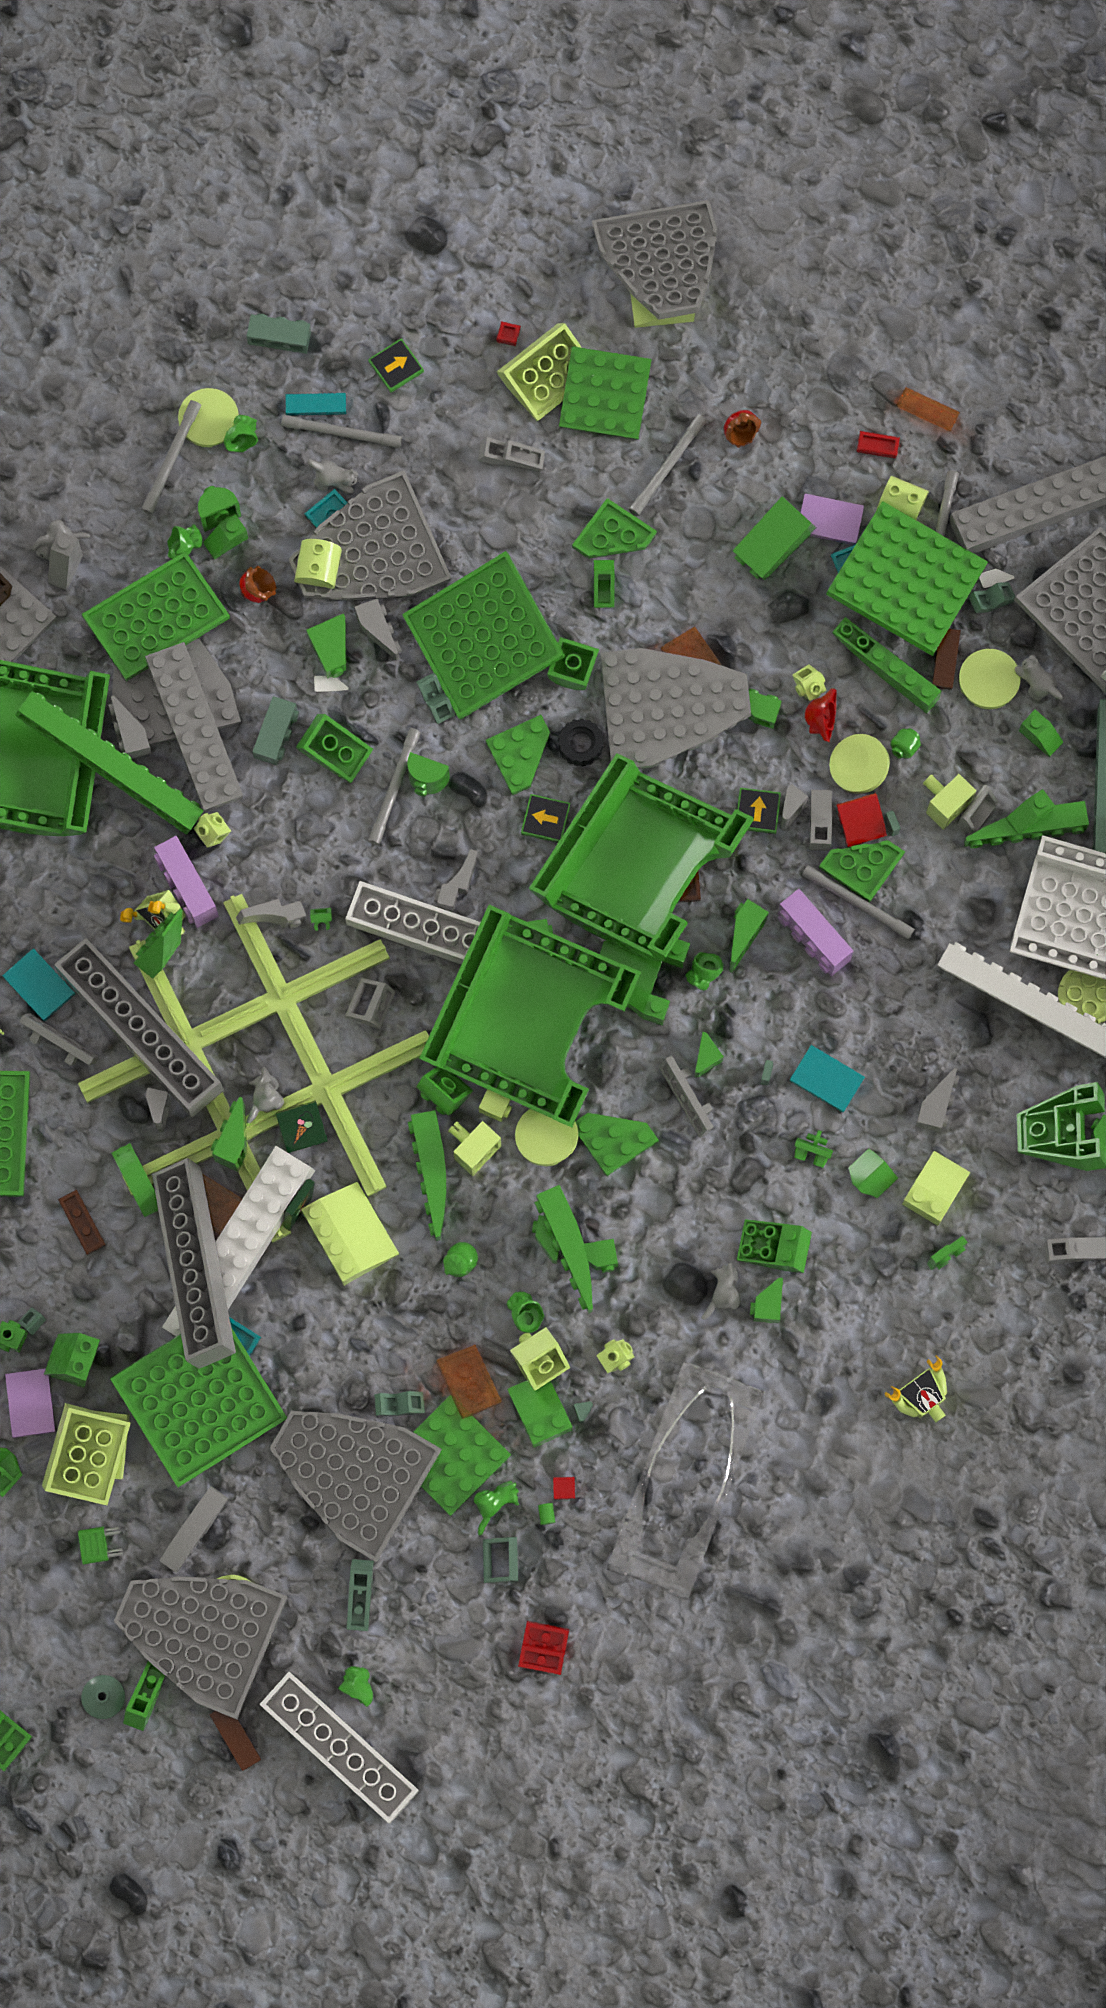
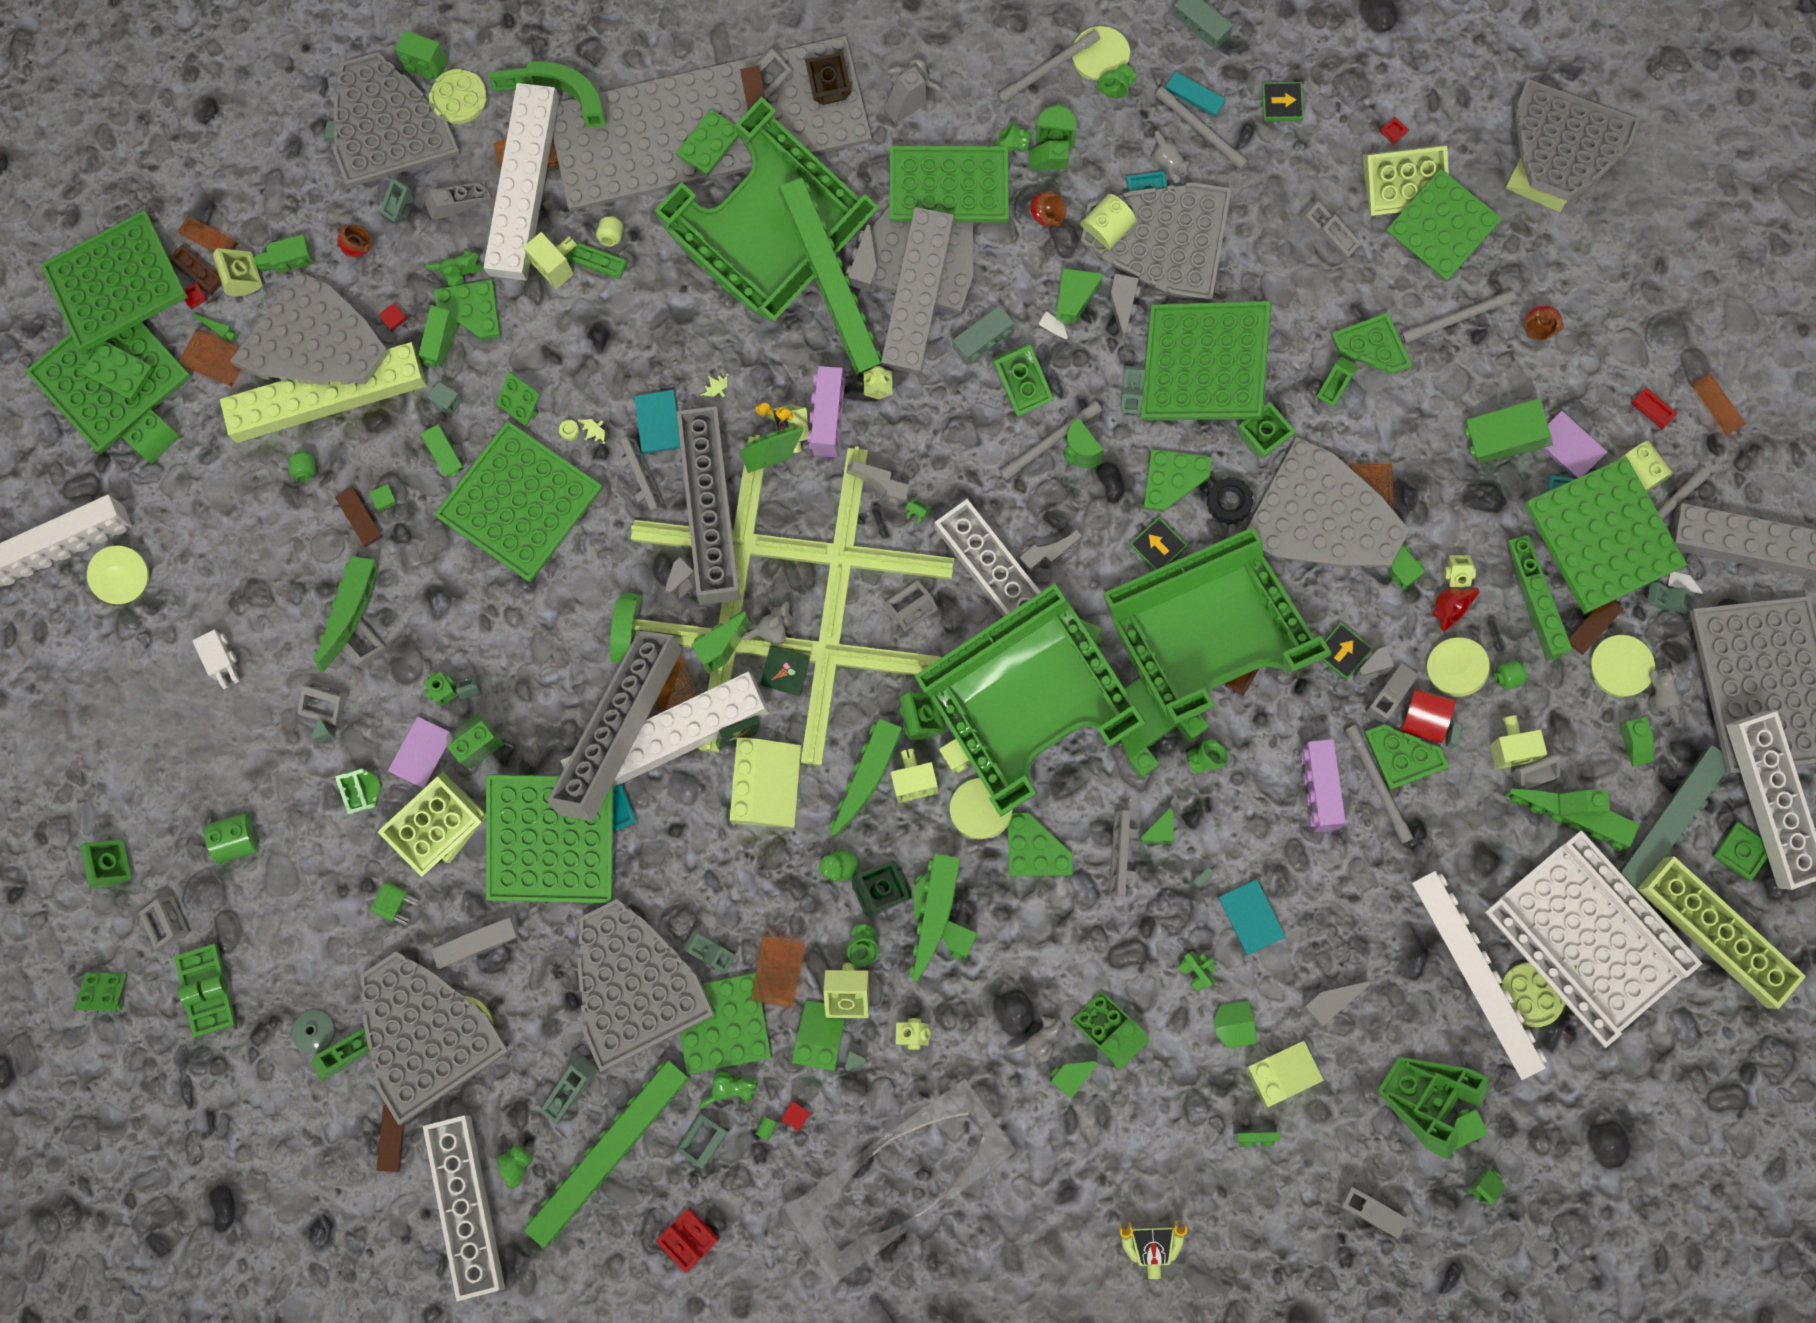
camera: 45 degrees right, 0 degrees up
(69, 921) = (716, 387): none -> yellowish green piece
(82, 1222) = (561, 634): reddish brown tile -> none
(429, 1623) = (607, 1154): none -> bright green brick
(507, 1255) = (881, 888): none -> dark green slope
(748, 924) = (1269, 742): bright green slope -> none

